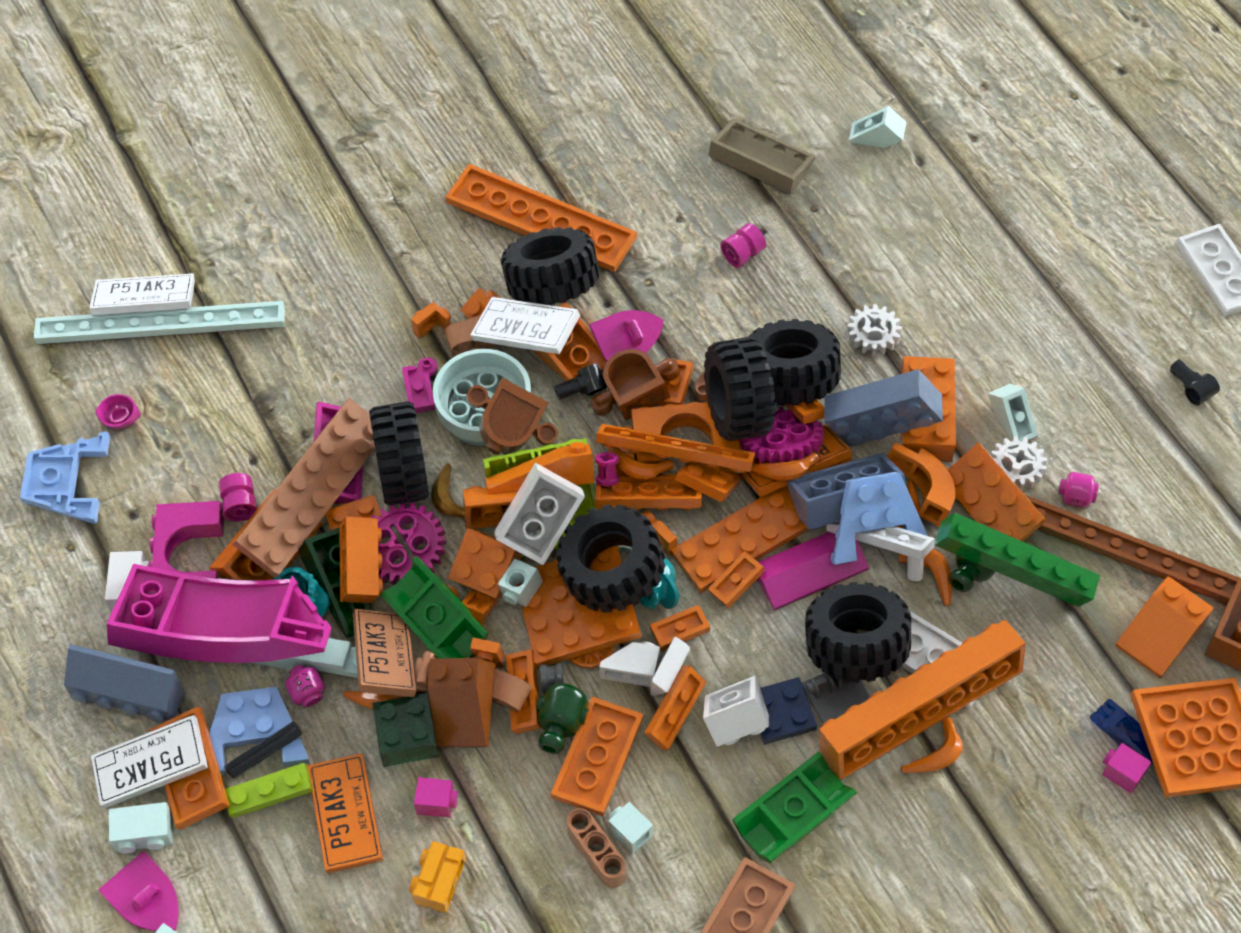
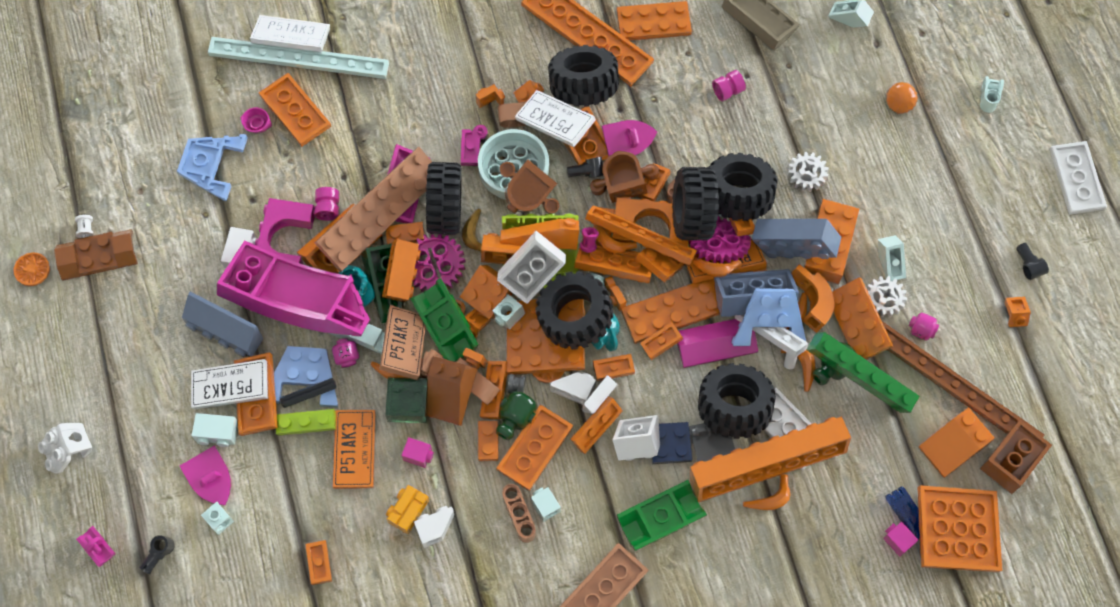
camera: 10 degrees right, 10 degrees up
(168, 388) = (295, 109): none -> orange plate
(480, 893) = (434, 527): none -> white slope
(530, 761) = (487, 441): none -> orange plate
(625, 187) = (654, 20): none -> orange plate
(970, 217) = (901, 97): none -> orange hair
(1082, 191) = (991, 91): none -> light aqua piece
(1196, 446) = (1018, 311): none -> orange bracket

